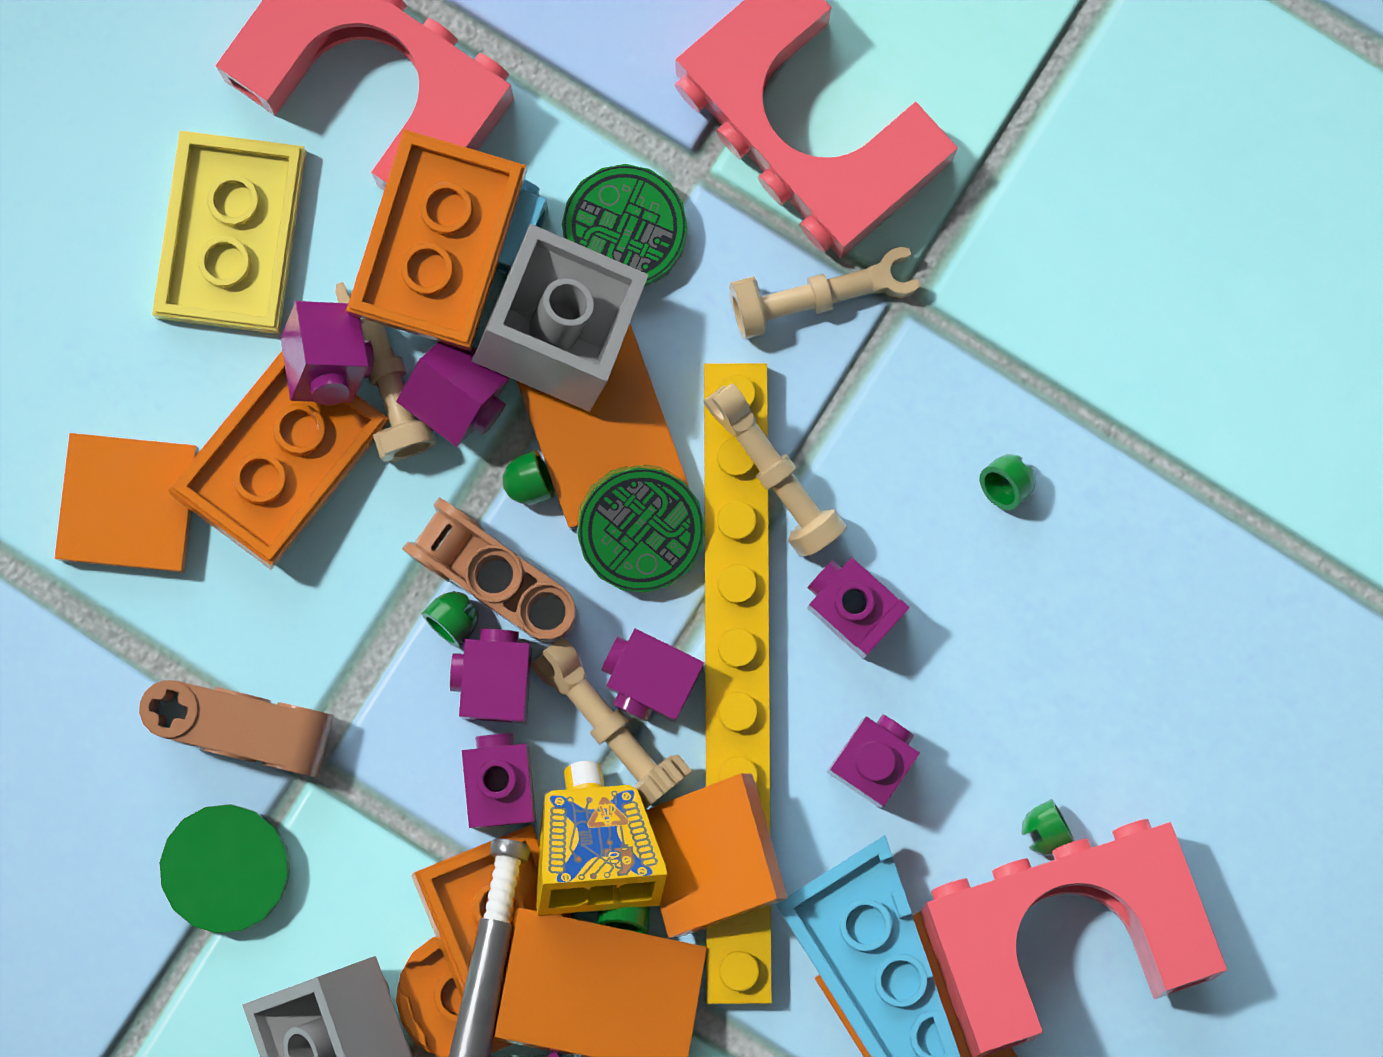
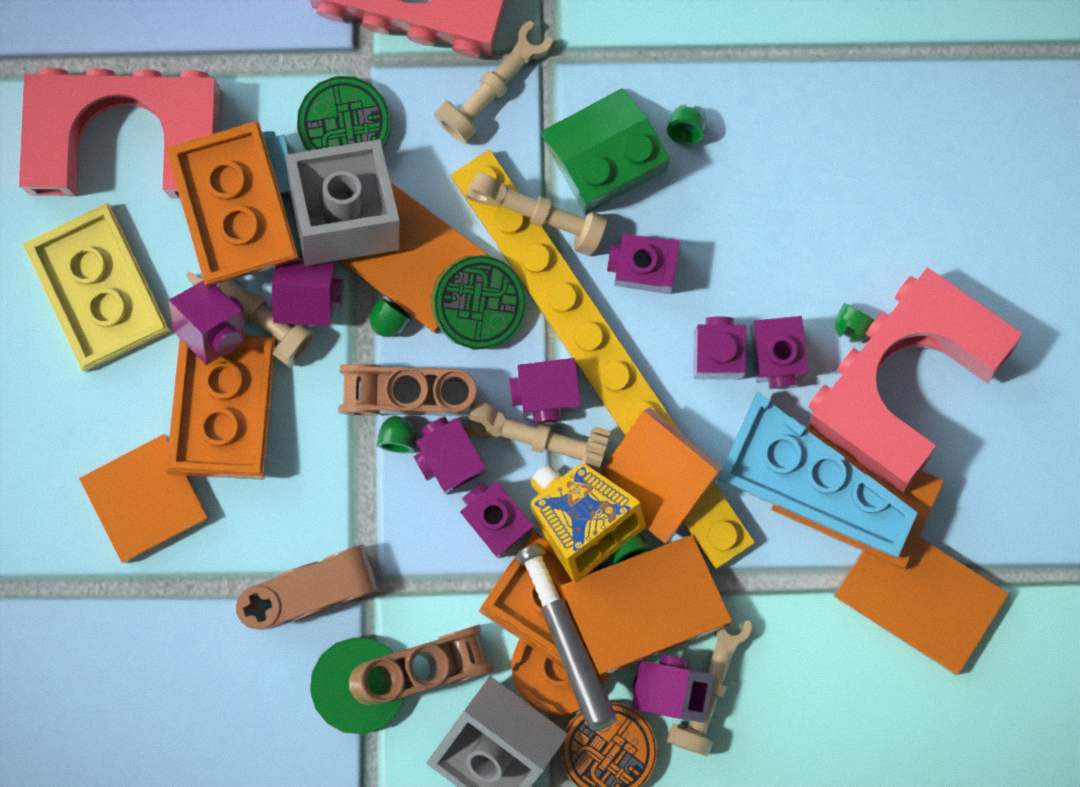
camera: 30 degrees left, 0 degrees up
(346, 906) = (450, 658): none -> nougat piece
(897, 449) = (606, 150): none -> green slope
(941, 806) = (779, 351): none -> magenta brick

